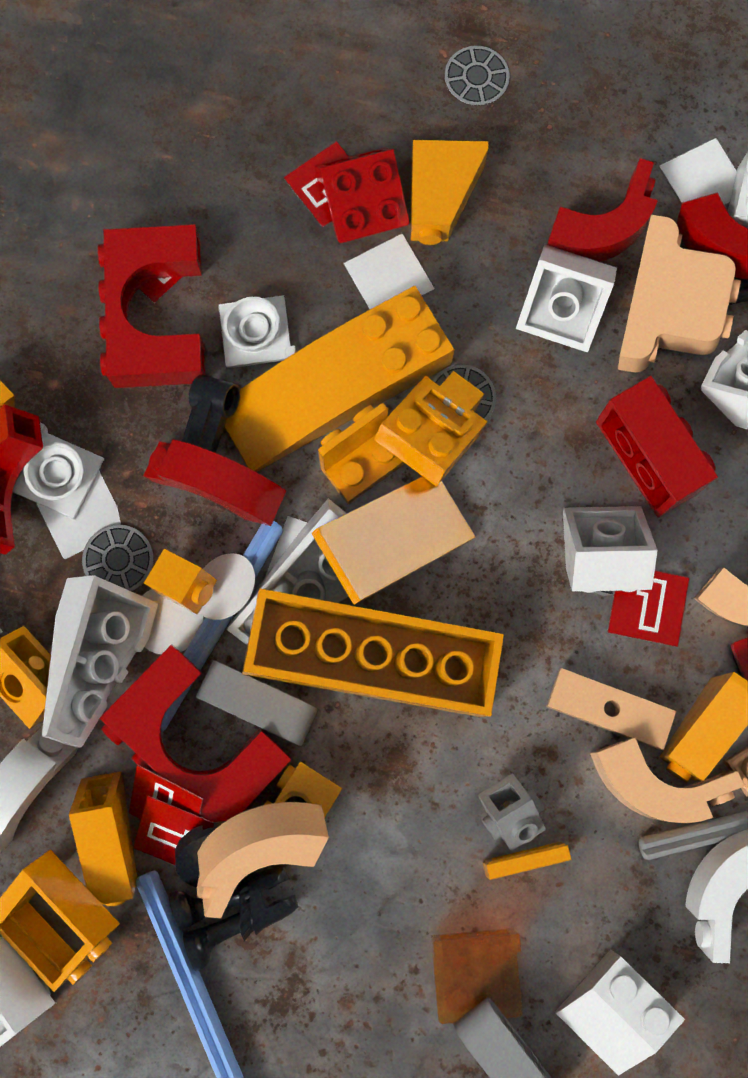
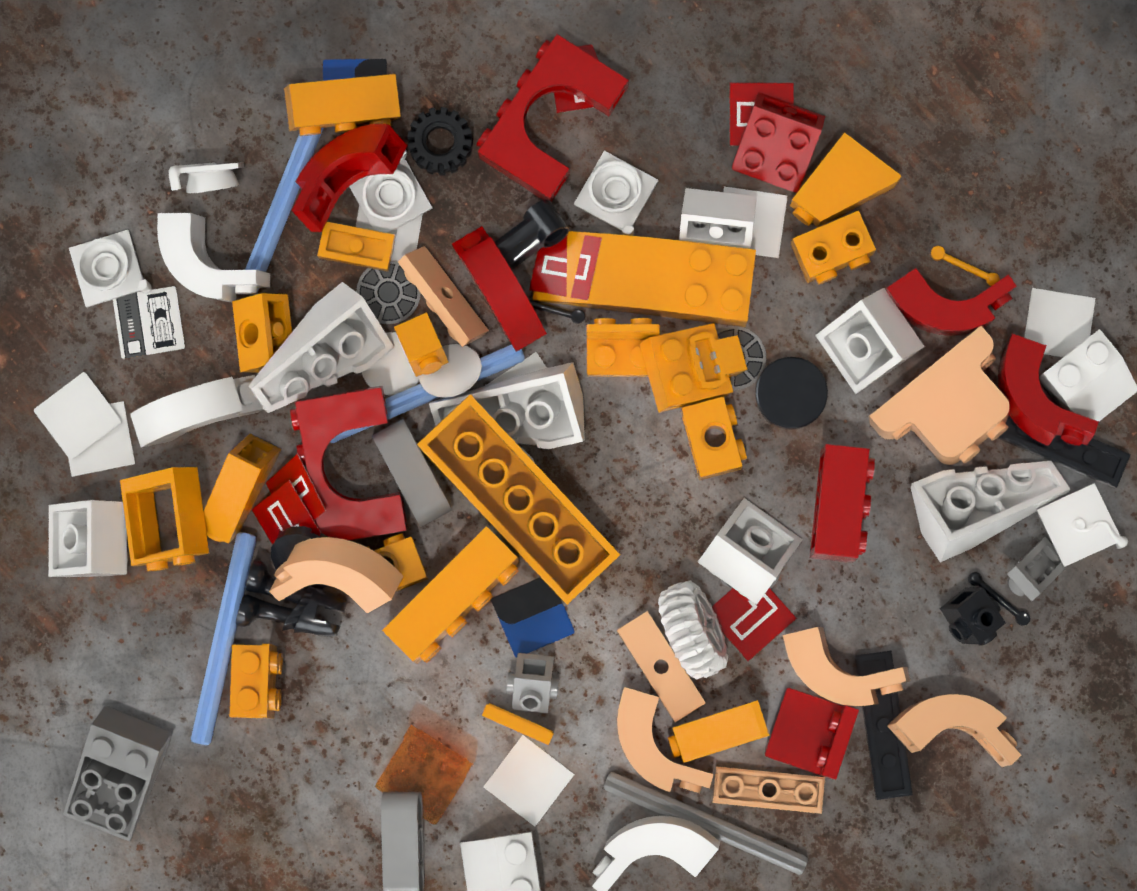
camera: 45 degrees right, 5 degrees up
(58, 538) = (356, 246): none -> light orange plate
(63, 373) = (440, 162): none -> black tyre
(168, 526) = (442, 296): none -> light nougat tile
(248, 433) = (551, 269): none -> sticker
(254, 1011) = (254, 681): none -> light orange bracket
(300, 459) = (577, 316): none -> black hinge
(360, 284) = (717, 218): none -> white brick
(379, 789) = (452, 595): none -> light orange brick
(392, 537) = (596, 427): light orange tile -> none
(461, 751) = (532, 616): none -> sticker
(475, 243) = (833, 248): none -> light orange brick
(477, 75) = (946, 108): sticker -> none
(506, 496) = (713, 460): none -> light orange brick
(535, 389) = (791, 393): none -> black tile
(563, 190) = (938, 253): none -> light orange hinge
(572, 904) = (528, 780): none -> white sticker
(619, 653) = (693, 629): none -> white gear

